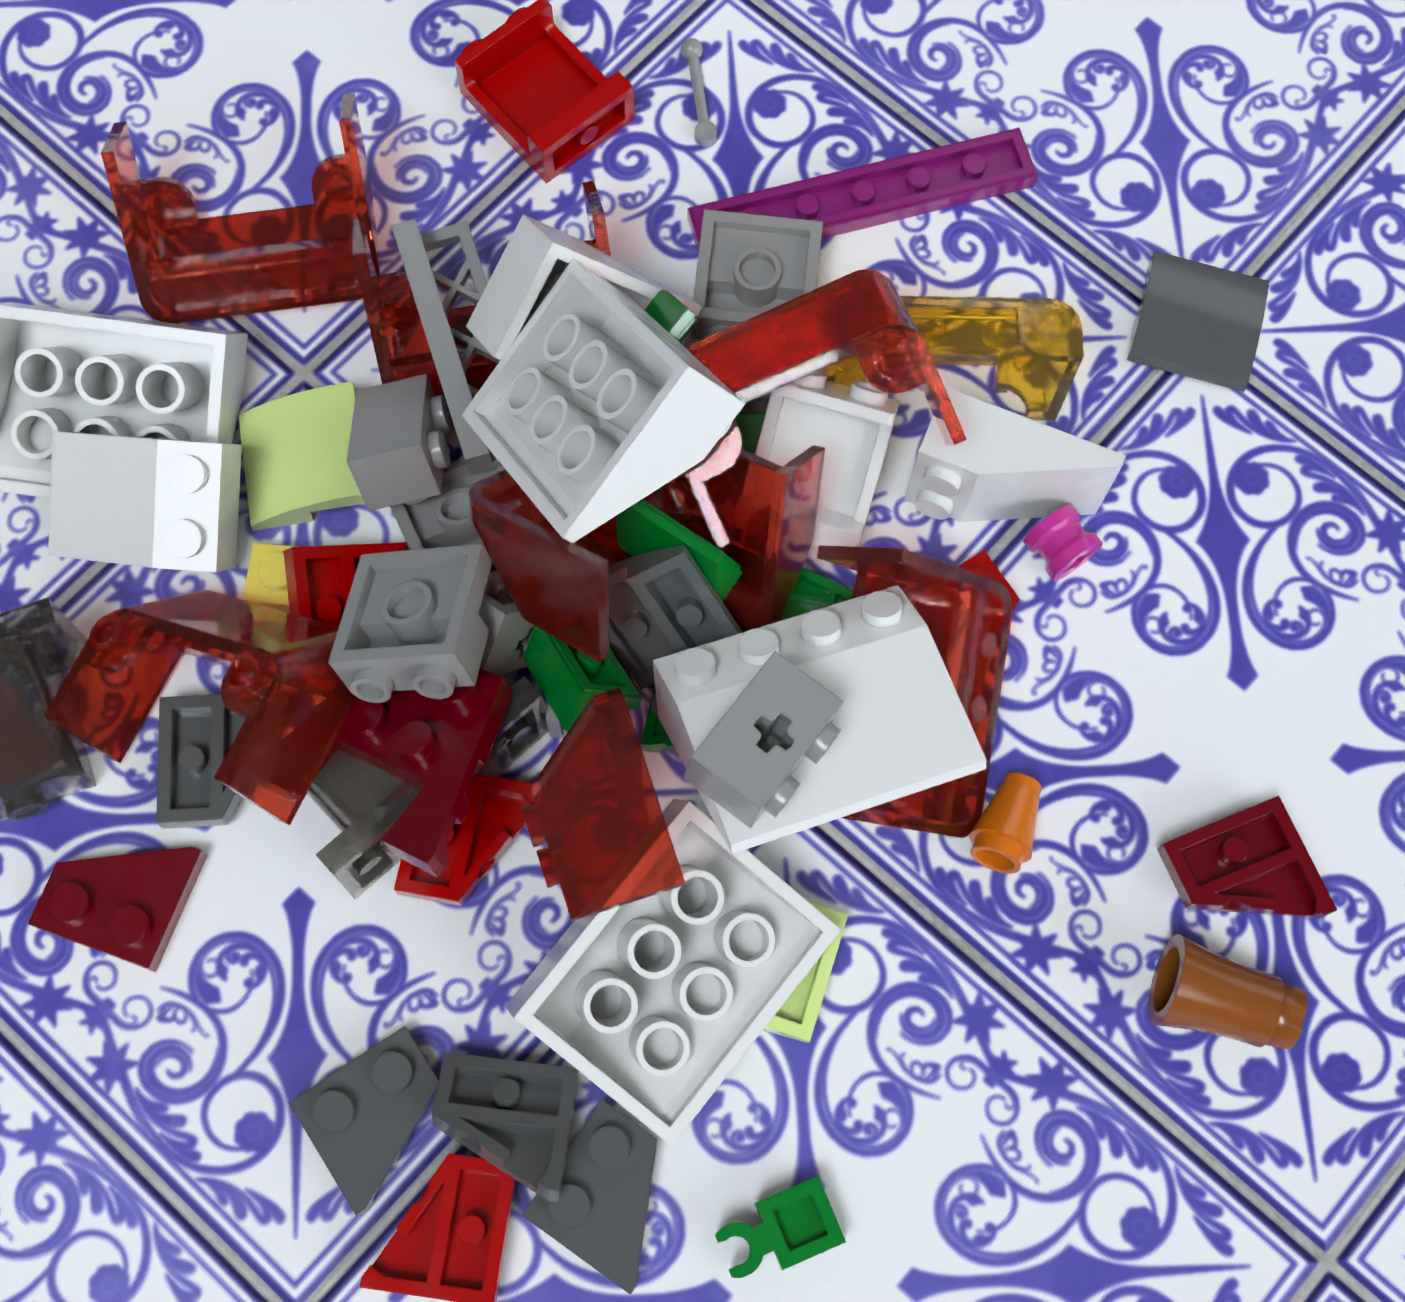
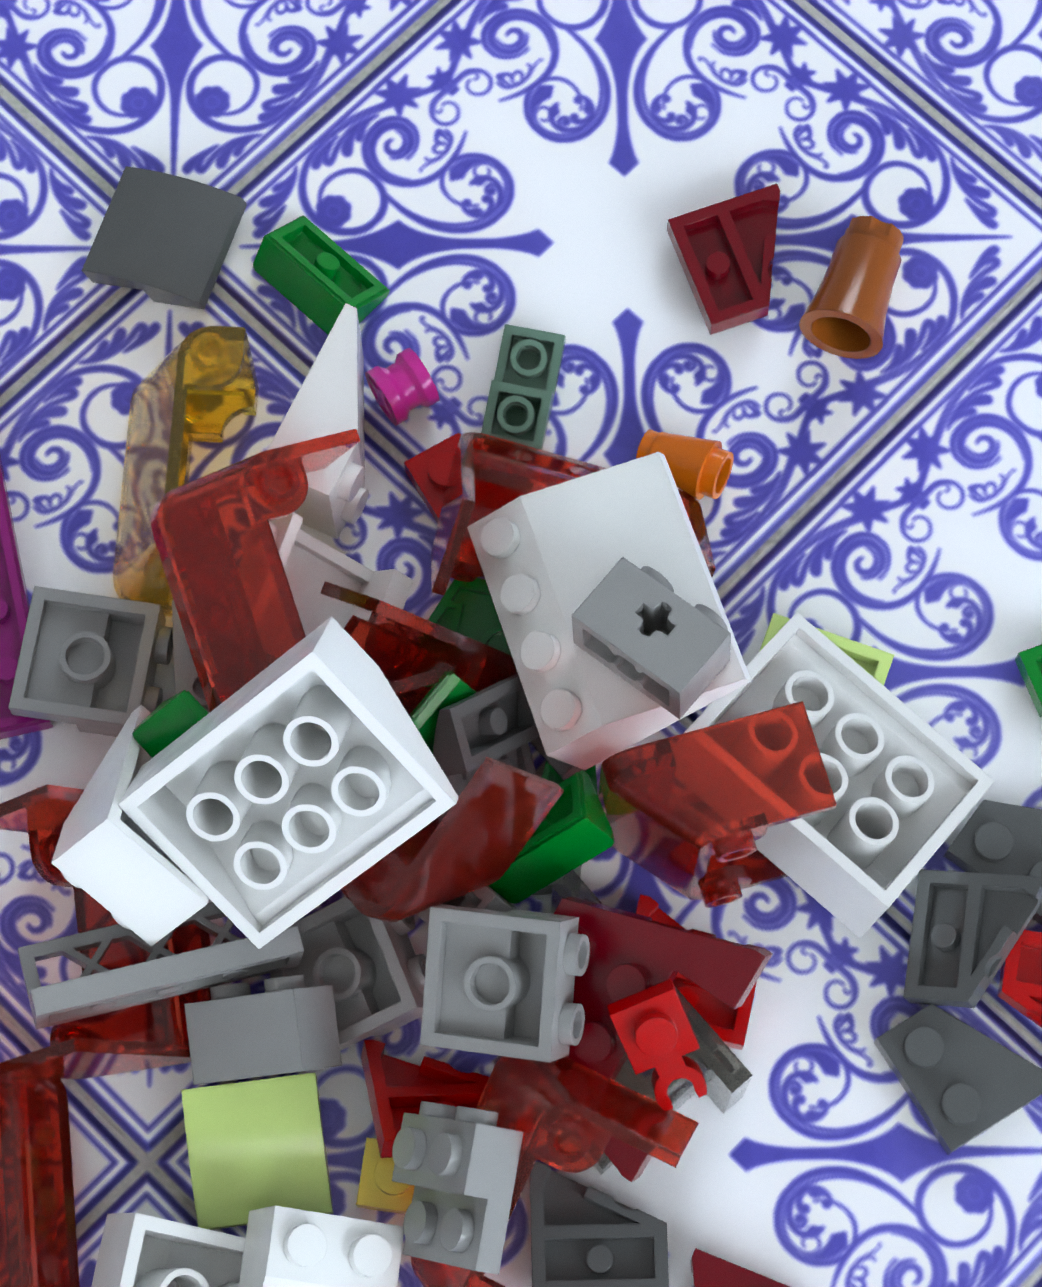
camera: 85 degrees left, 0 degrees up
(236, 600) = (461, 1183): none -> light grey plate
(365, 774) = (658, 1035): none -> red plate
(1073, 663) = (524, 385): none -> sand green slope
(1177, 466) = (316, 273): none -> green slope

